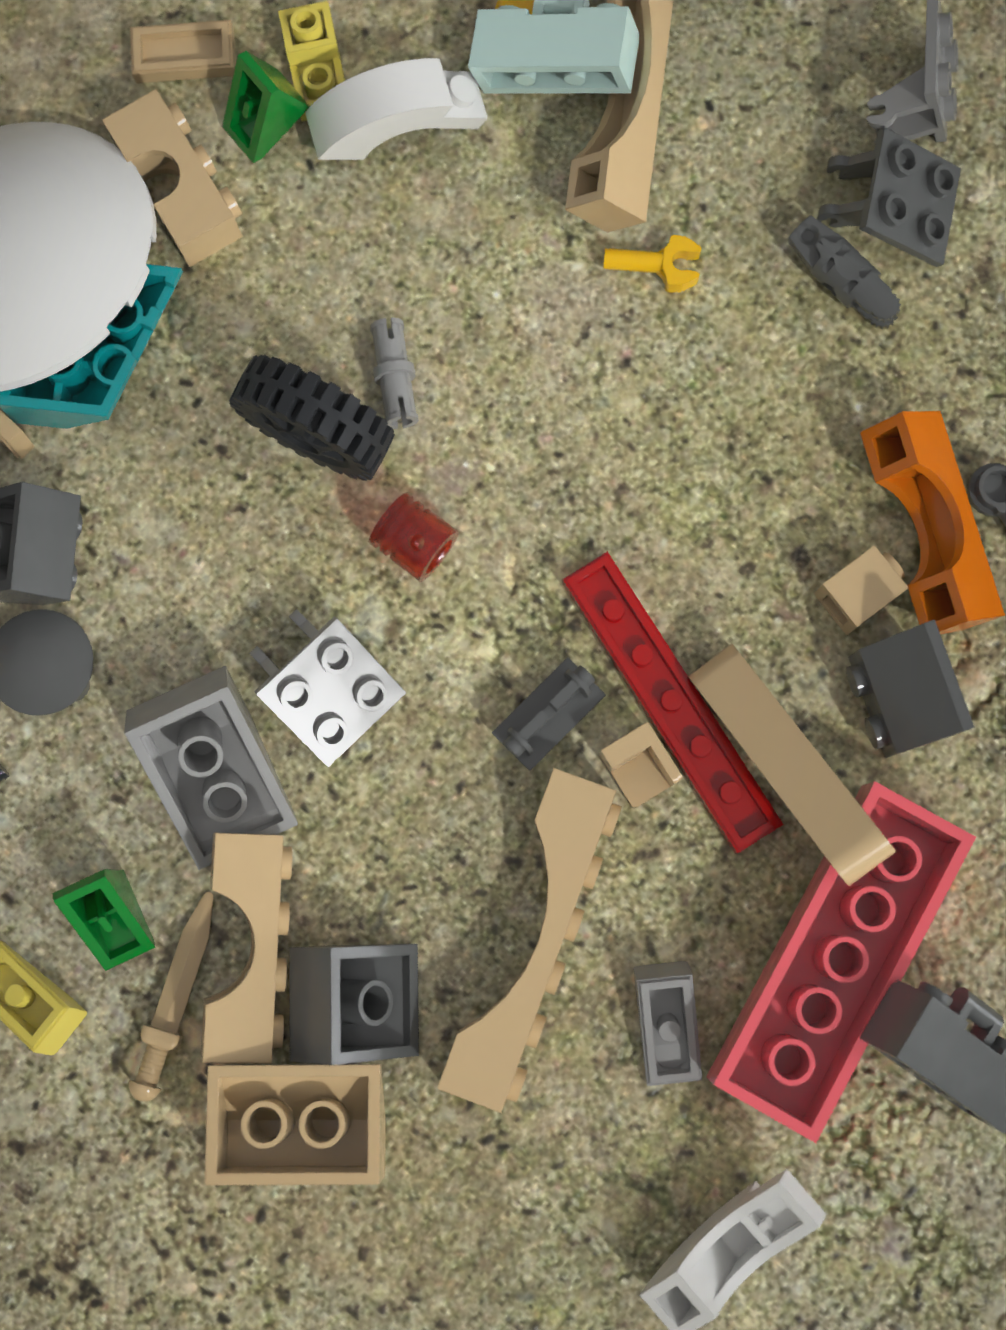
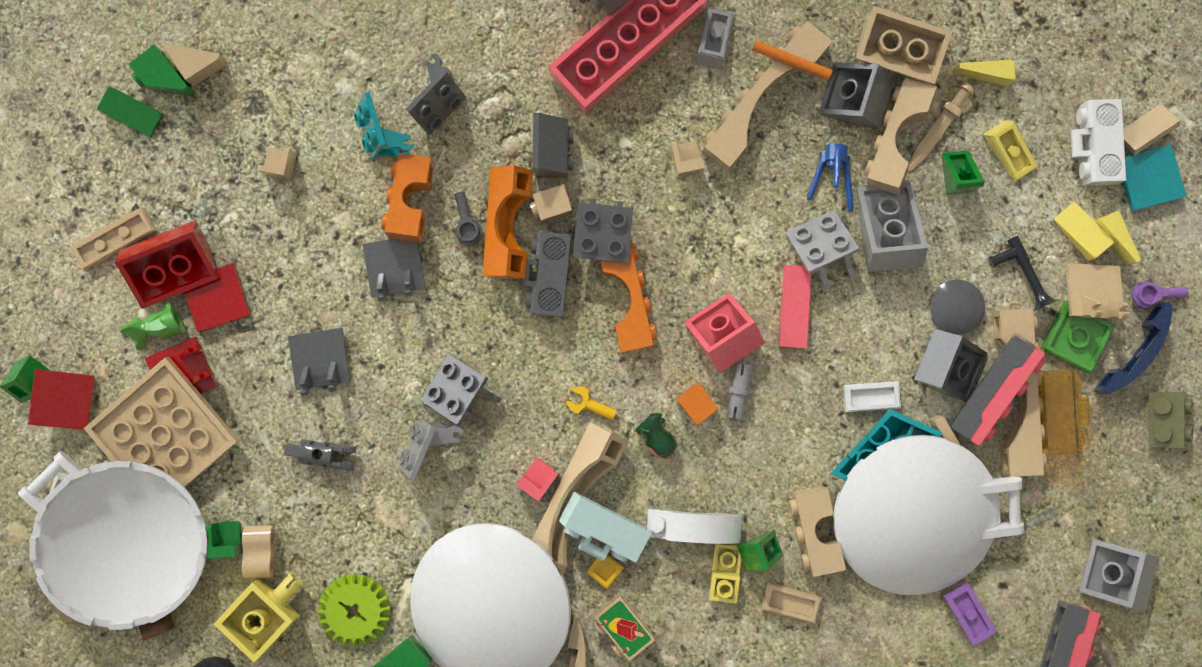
camera: 165 degrees left, 5 degrees up
(93, 1142) = (996, 72): none -> light yellow slope
(150, 447) = (871, 396): none -> white tile
(312, 417) = (791, 371): black wheel -> none
(342, 557) = (794, 307): none -> coral tile
(356, 863) = (836, 159): none -> blue plant
(402, 531) = (758, 302): clear red piece -> none
(458, 463) = (725, 332): none -> coral slope
(464, 321) = (697, 403): none -> orange panel
(504, 1018) = (792, 60): none -> orange bar
(514, 239) = (656, 437): none -> dark green animal
(549, 713) = (721, 198): dark grey hinge -> none
(672, 703) = (660, 184): red tile -> none
(696, 525) = (634, 330): none -> orange arch
(701, 98) = (537, 479): none -> coral panel
(750, 562) = (603, 232): none -> dark grey plate
(792, 765) = (620, 130): tan beam -> none
(811, 460) = (550, 289): none -> dark grey piece
(844, 272) = (500, 364): dark grey hinge -> none

